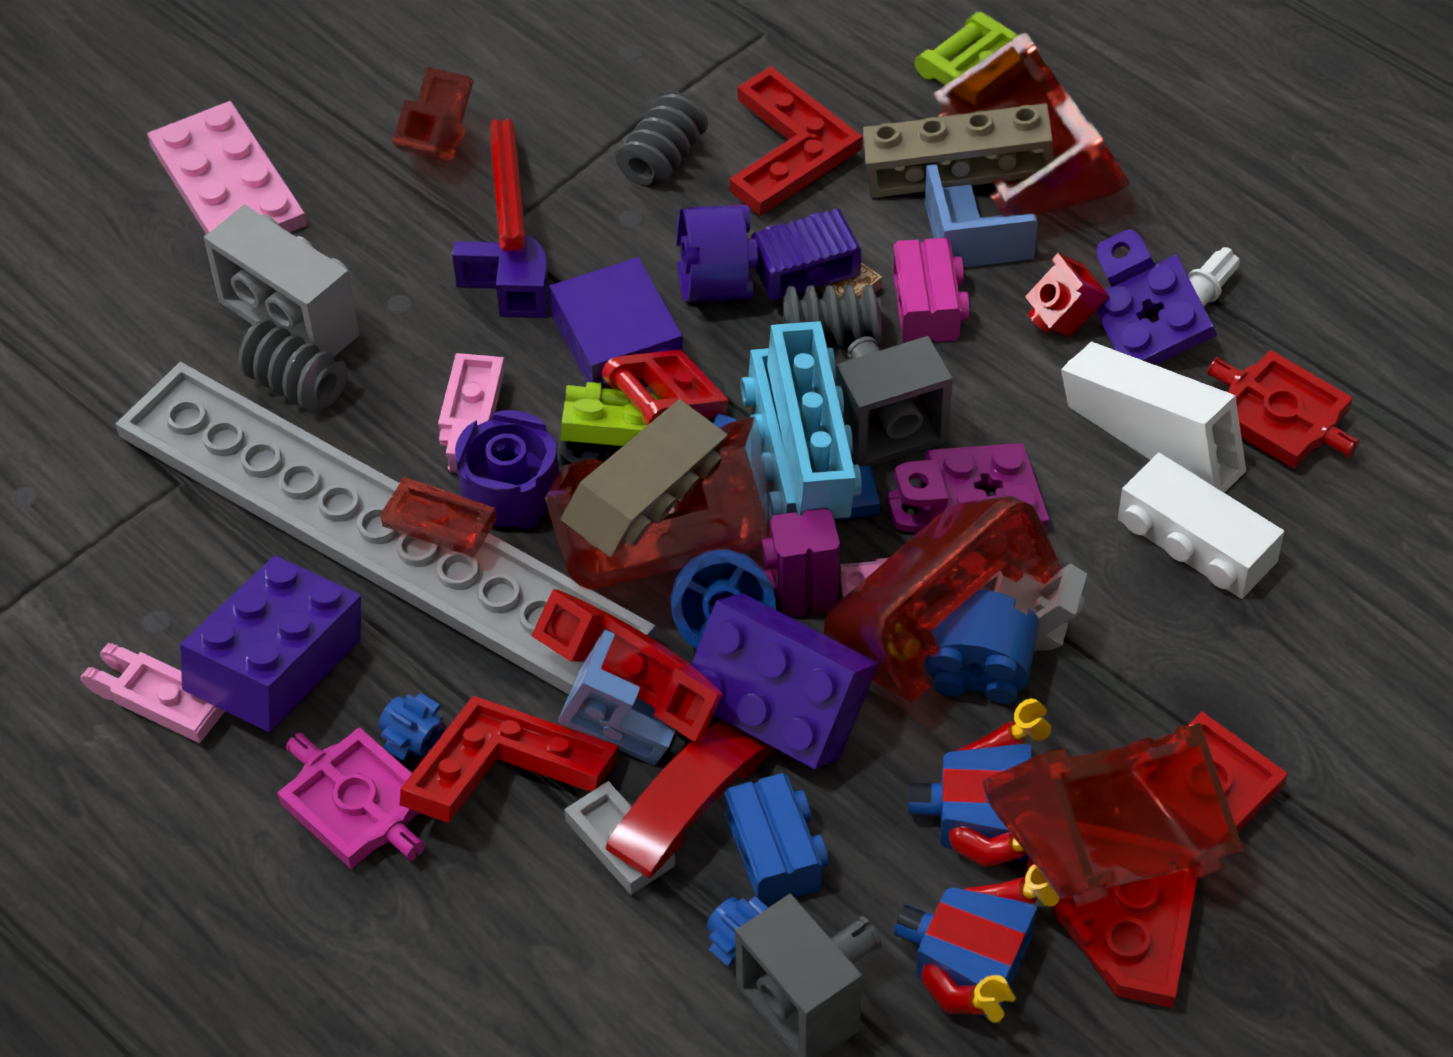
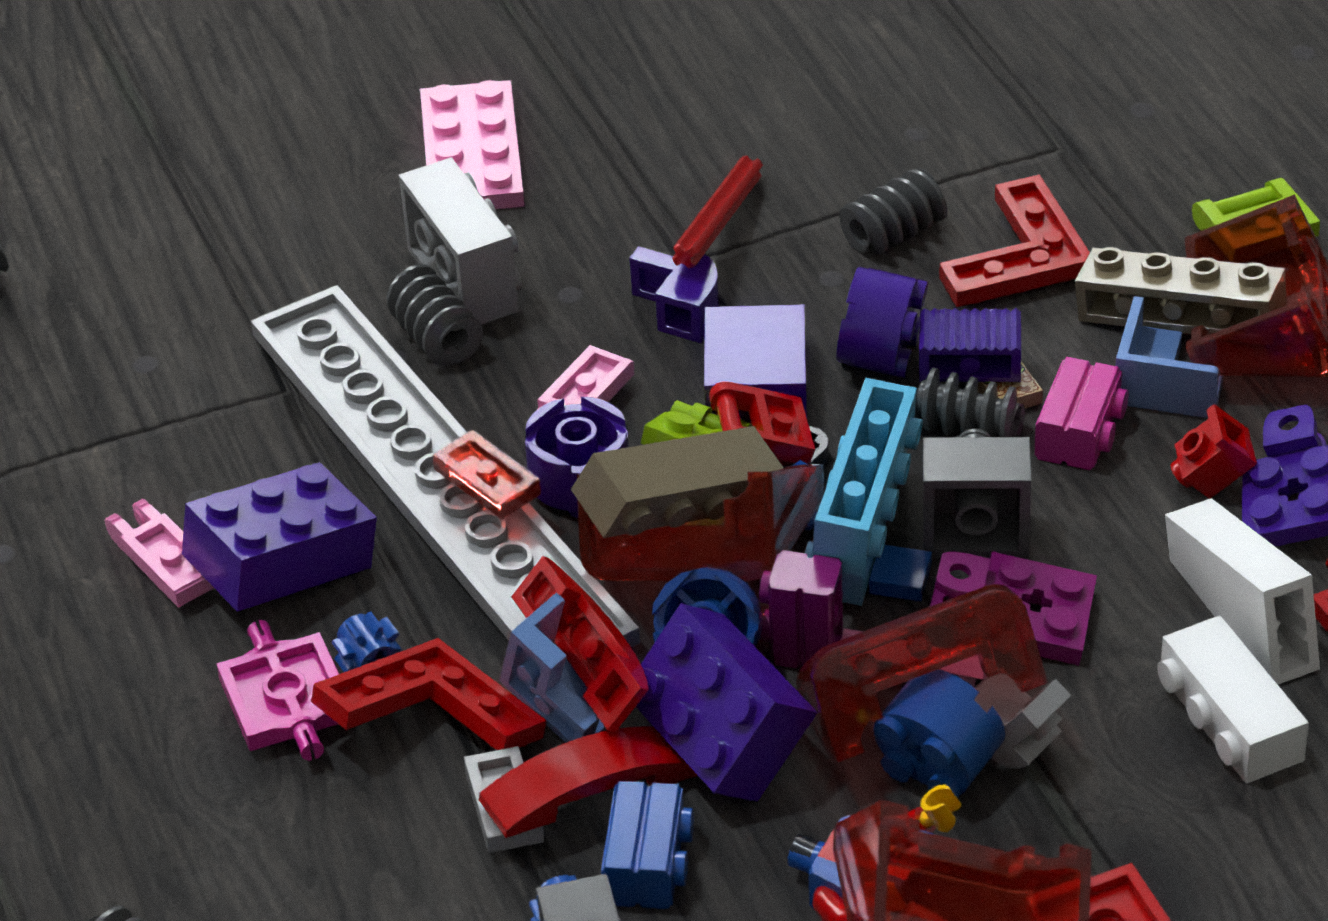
camera: 25 degrees right, 10 degrees down
(434, 122) = (685, 144): clear red brick -> none

